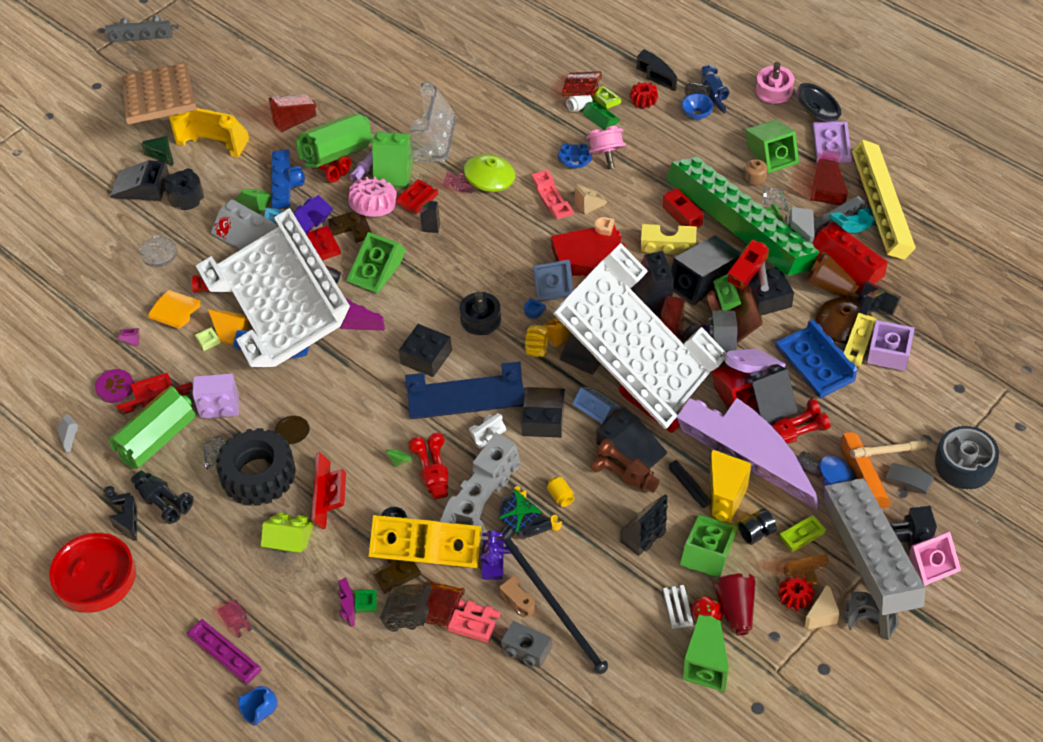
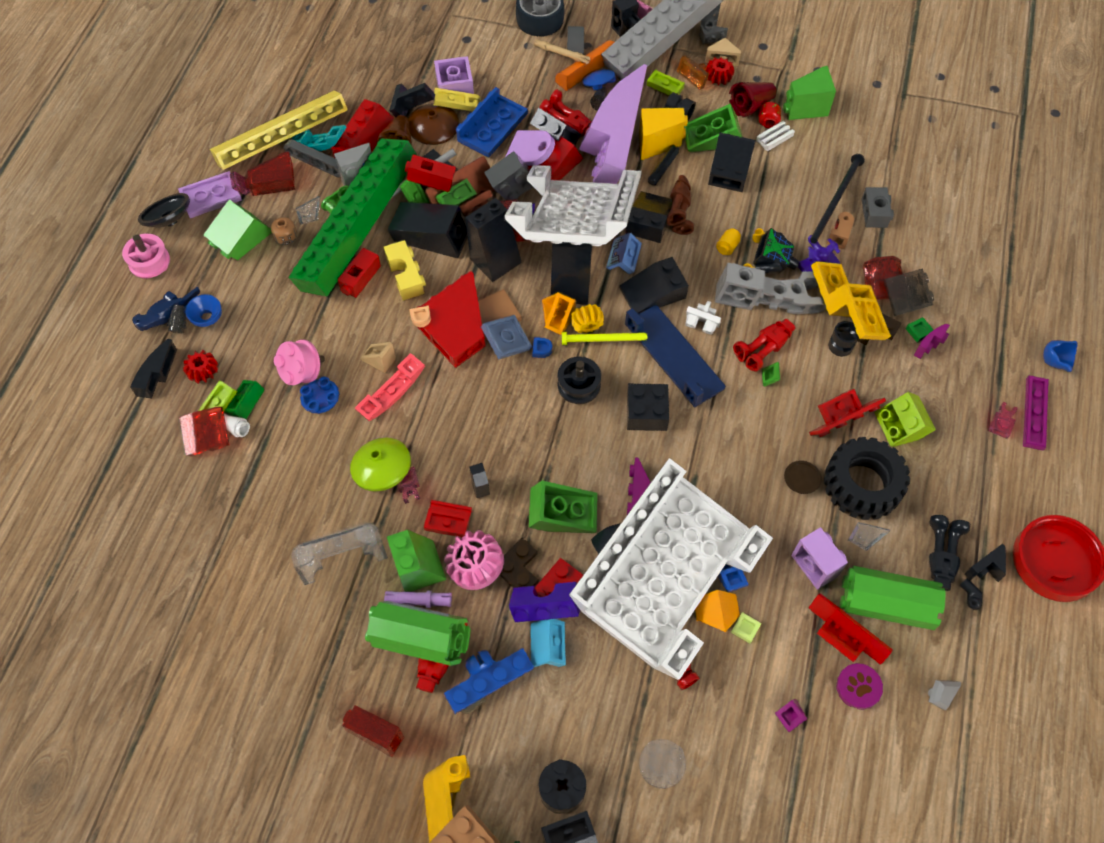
camera: 120 degrees left, 10 degrees up
(174, 309) = (732, 685): light orange slope -> none
(240, 225) = (587, 670): light grey slope -> none
(254, 199) = (531, 696): bright green slope -> none
(471, 625) = (884, 244): coral plate -> none
(514, 348) = (602, 337): none -> neon yellow bar

